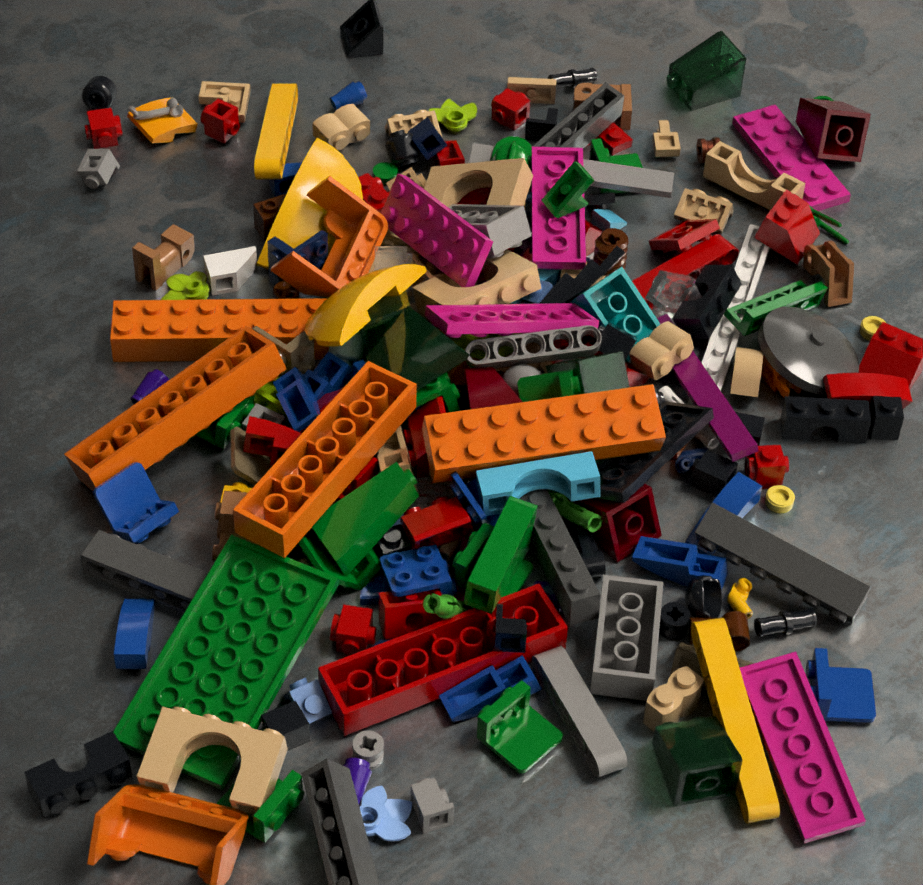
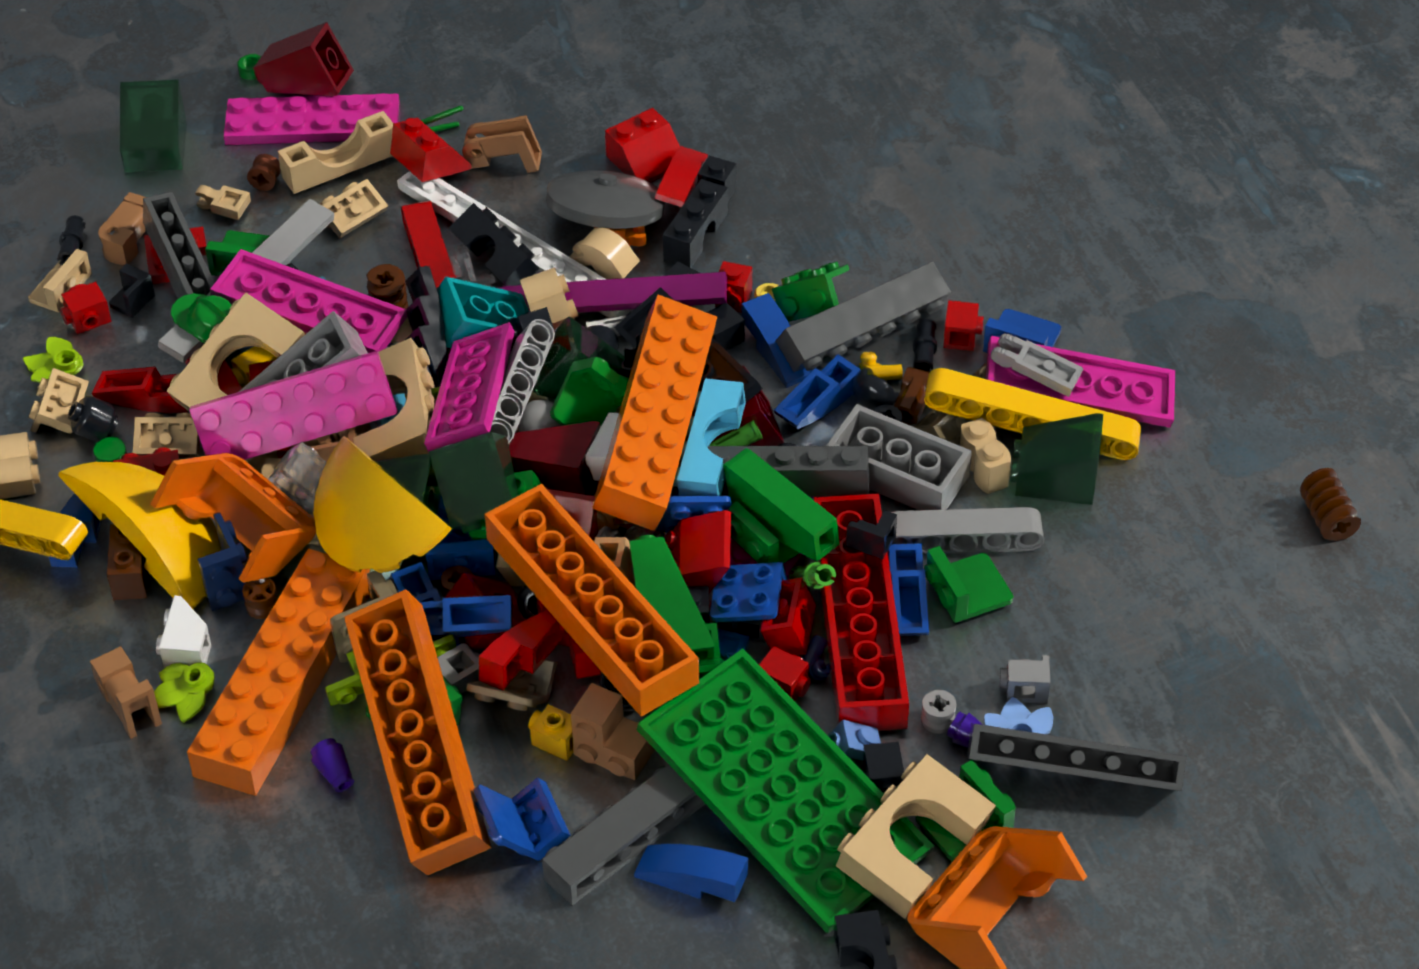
camera: 65 degrees left, 0 degrees up
(427, 138) = (100, 383): dark blue brick -> none
(568, 190) = (311, 277): green slope -> none
(684, 234) = (385, 232): red plate -> none
(757, 309) = (535, 203): green fence -> none
(781, 509) = (808, 291): none -> green bracket
(781, 699) = (1037, 363): none -> light grey hinge
(826, 634) = (962, 325): none -> red brick
(869, 326) = (588, 149): light yellow tile -> none

